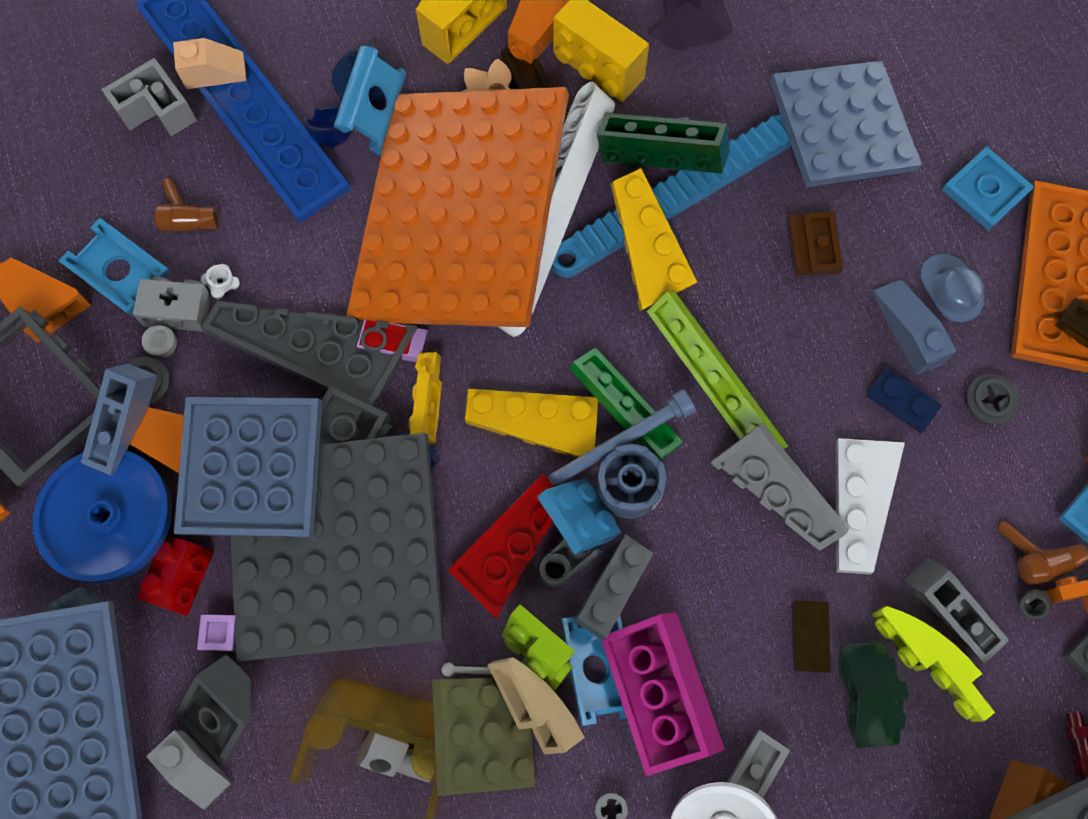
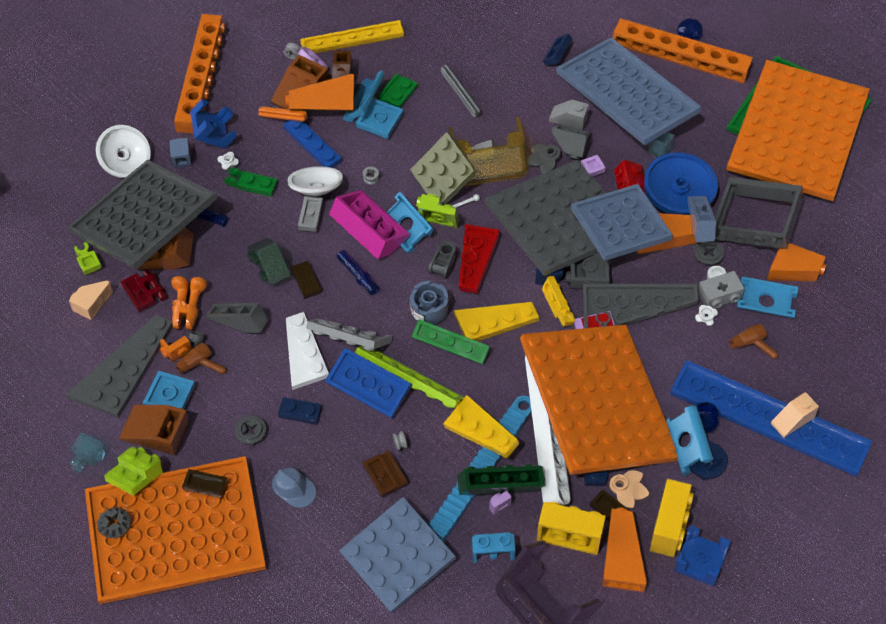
camera: 155 degrees right, 15 degrees down
(149, 93) = (817, 387): light grey brick -> none
(294, 697) = (542, 158): none -> dark grey plate
(536, 706) = (425, 187): tan slope -> none
(579, 515) = (449, 273): dark azure plate -> none
(613, 587) = (414, 256): dark grey plate -> none
(677, 407) = (421, 342): sand blue piece -> none
(713, 73) = (493, 545): none -> dark azure window
(719, 606) = (362, 277): none -> clear blue pin
(773, 281) = (399, 440): none -> light grey bush
(785, 389) = (368, 383): none -> blue plate
(914, 327) = (309, 449): sand blue slope -> none
(925, 647) = (246, 292): neon yellow slope -> none
(987, 188) = (292, 552): dark azure plate -> none
(1051, 669) = (180, 308): none -> orange piece

